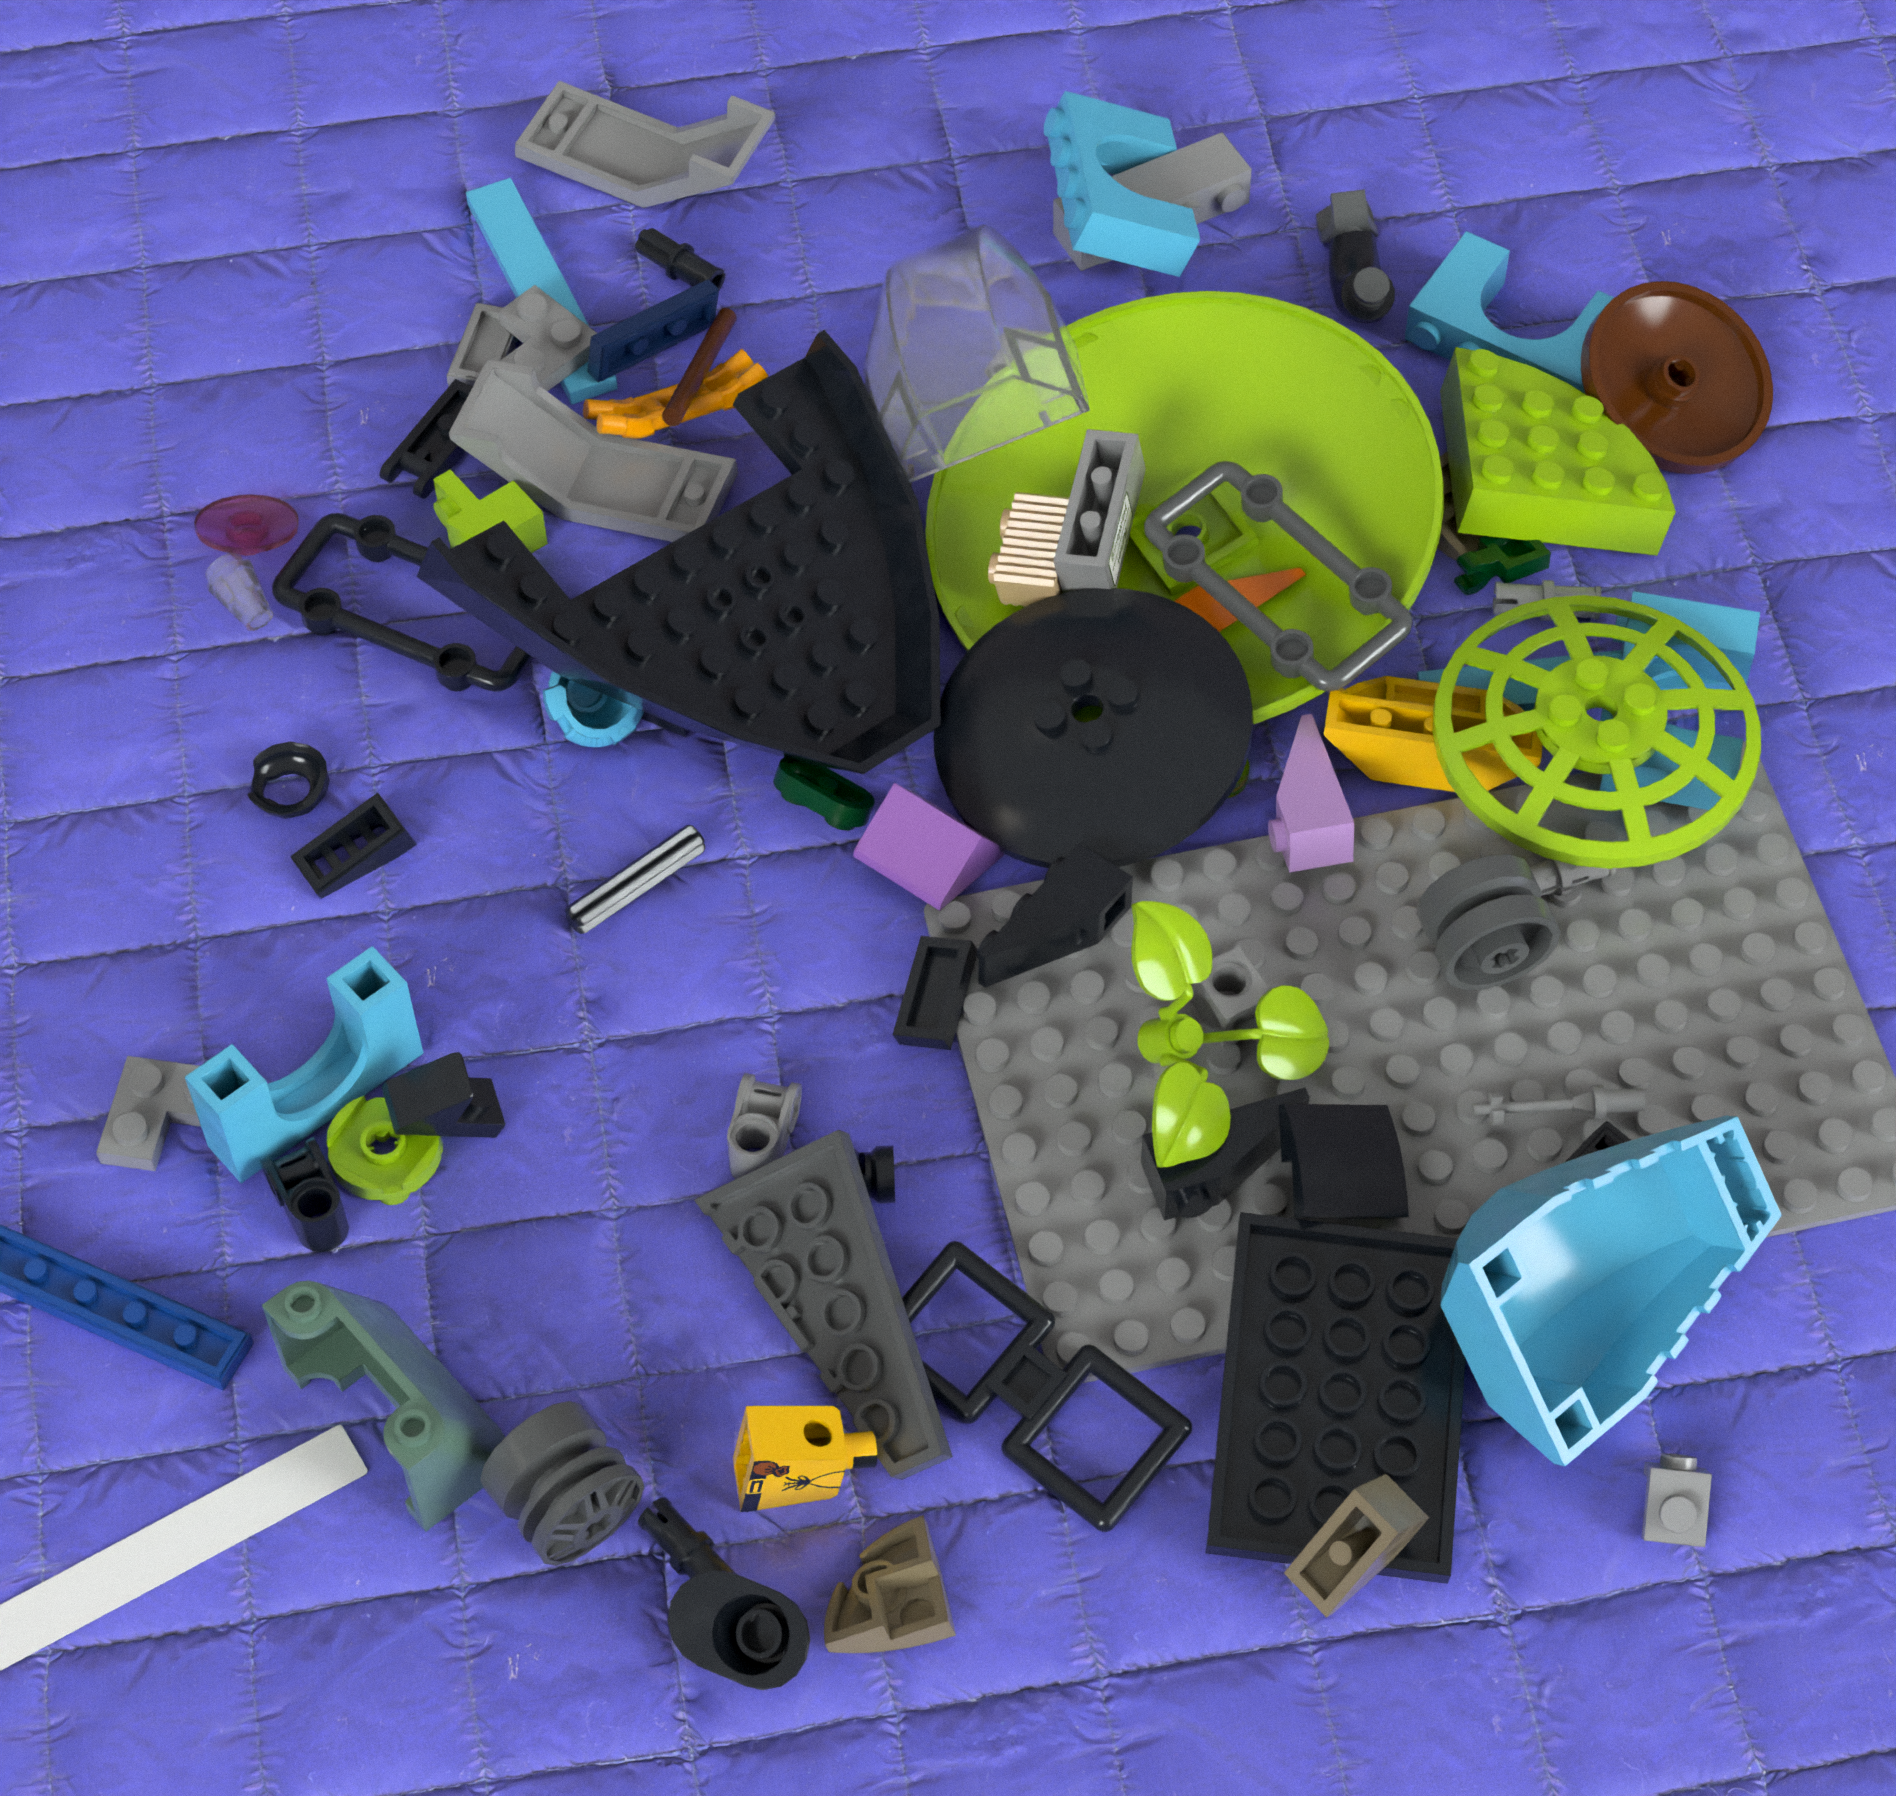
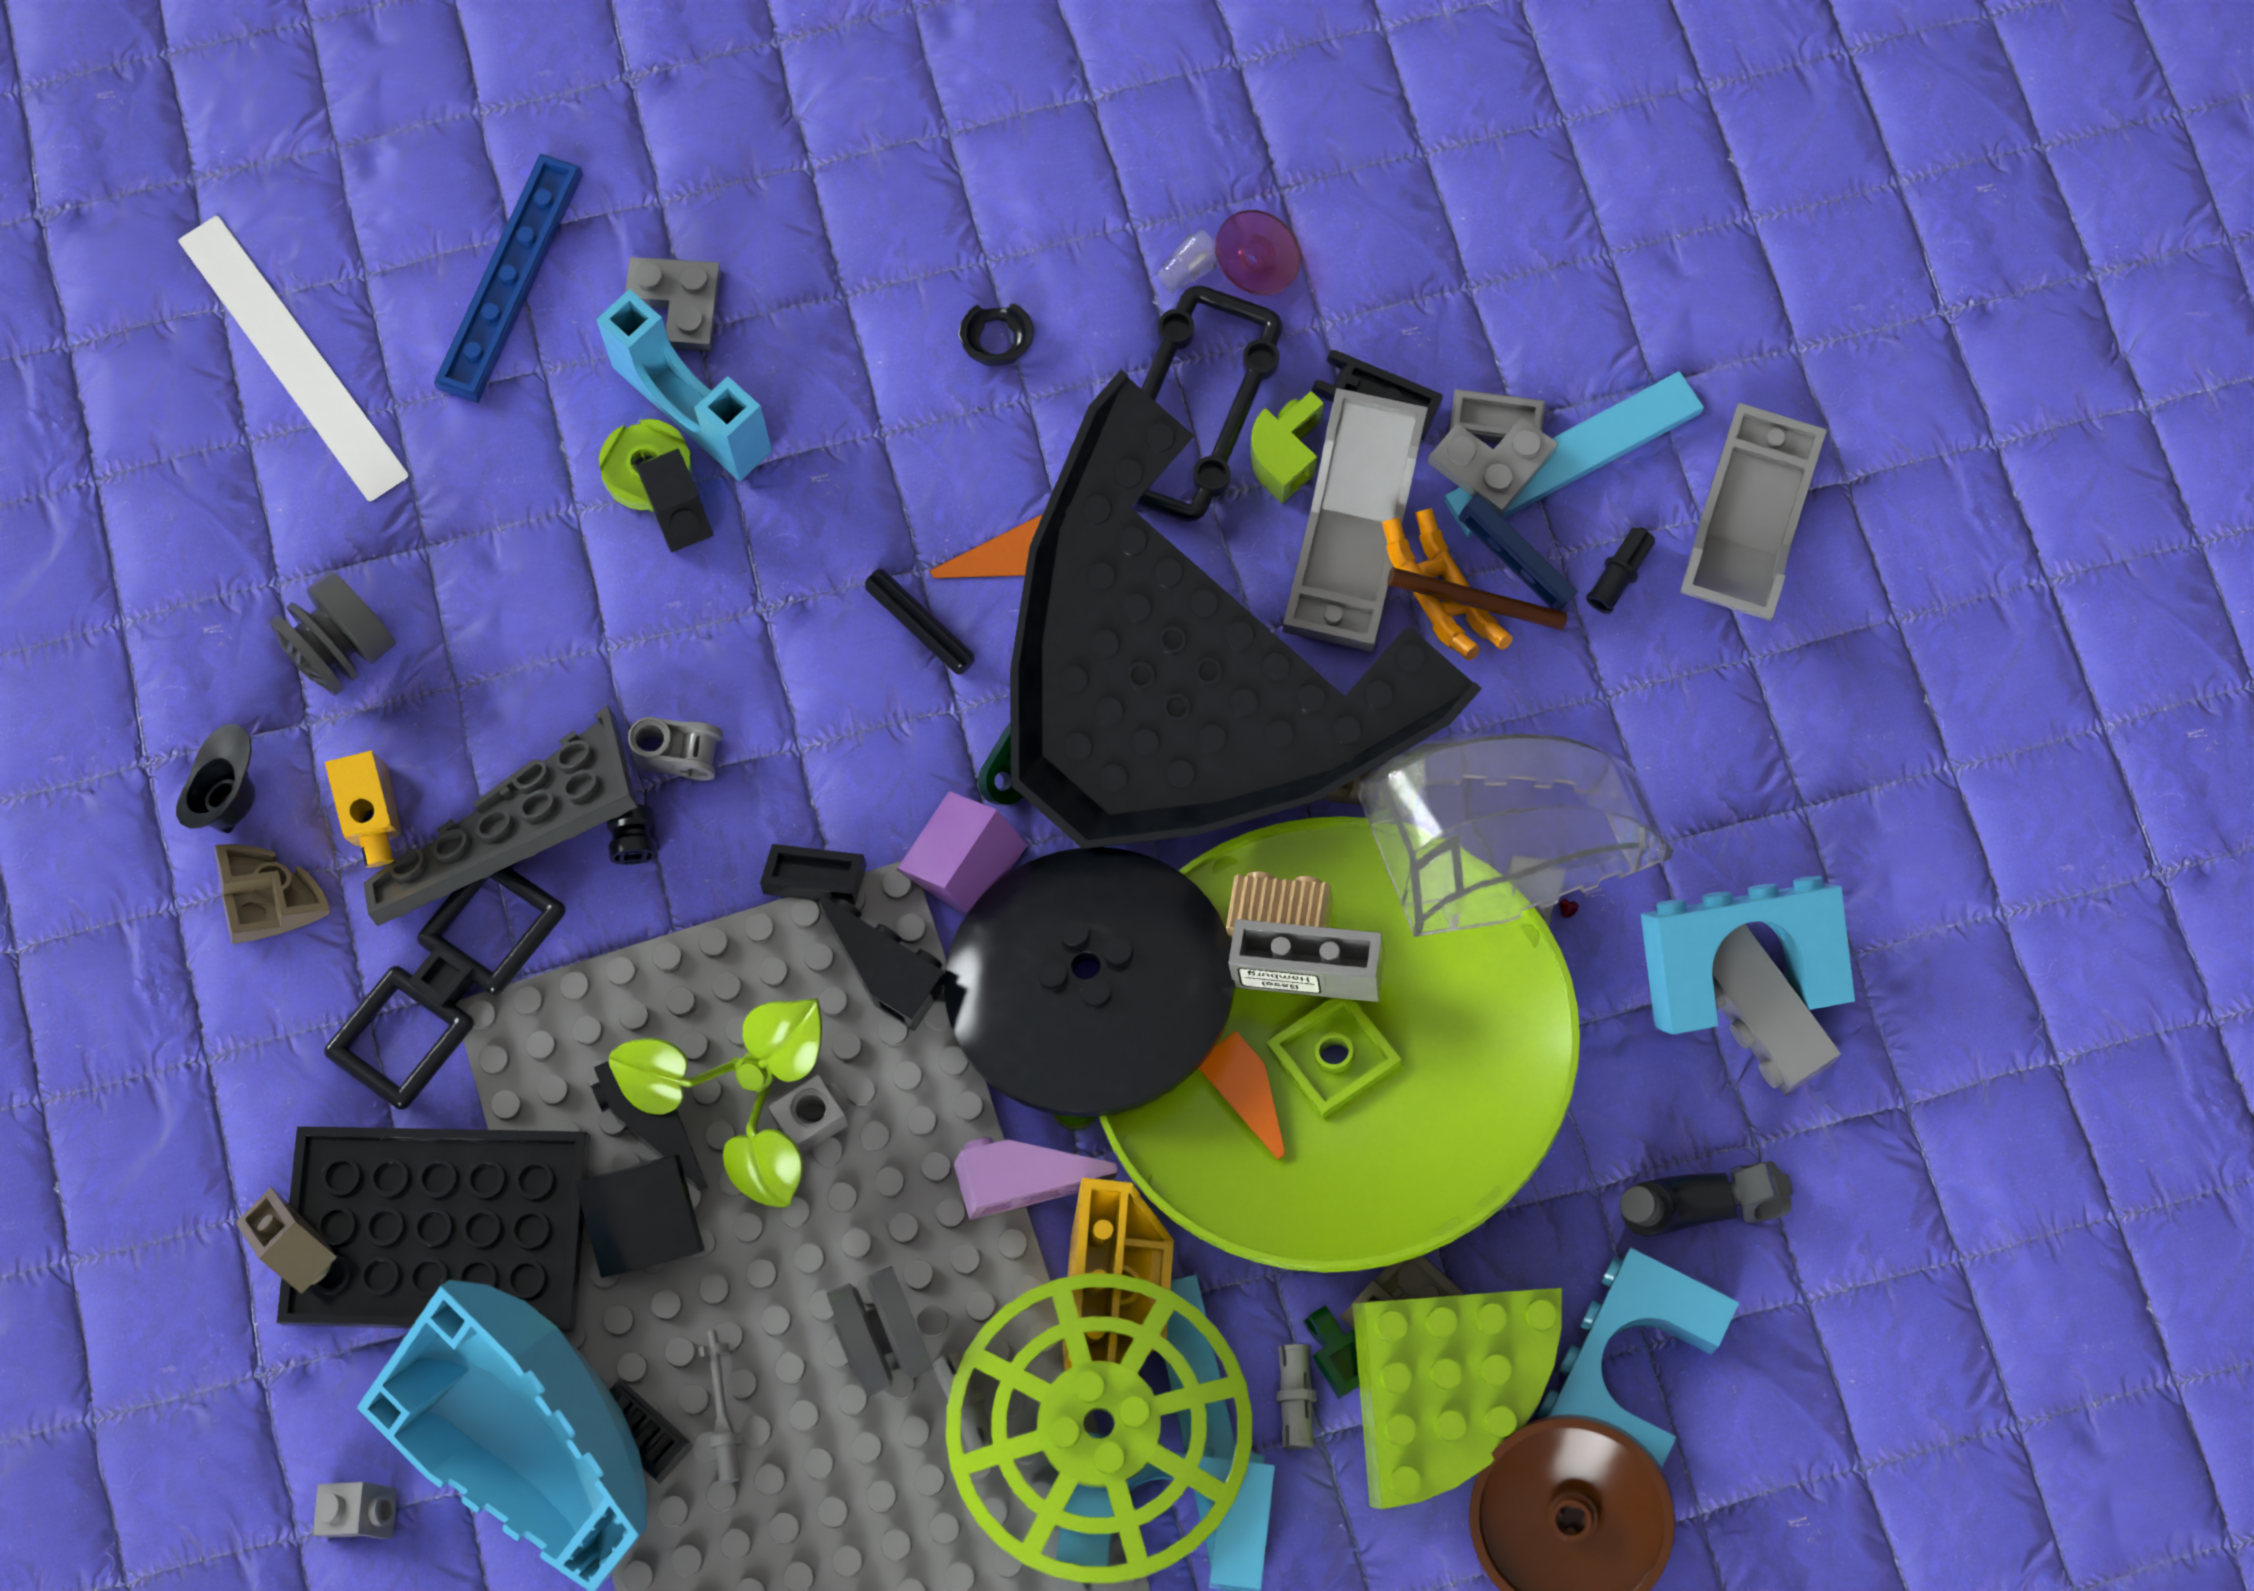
camera: 85 degrees right, 15 degrees up
(304, 1188) = (601, 411): black piece -> none
(357, 823) = (951, 420): black slope -> none
(437, 1426) = (413, 509): sand green windscreen -> none
(563, 794) = (997, 557): none -> orange sticker
(689, 1550) = (297, 741): black pin -> none
(1290, 649) = (1233, 1205): dark grey bar -> none

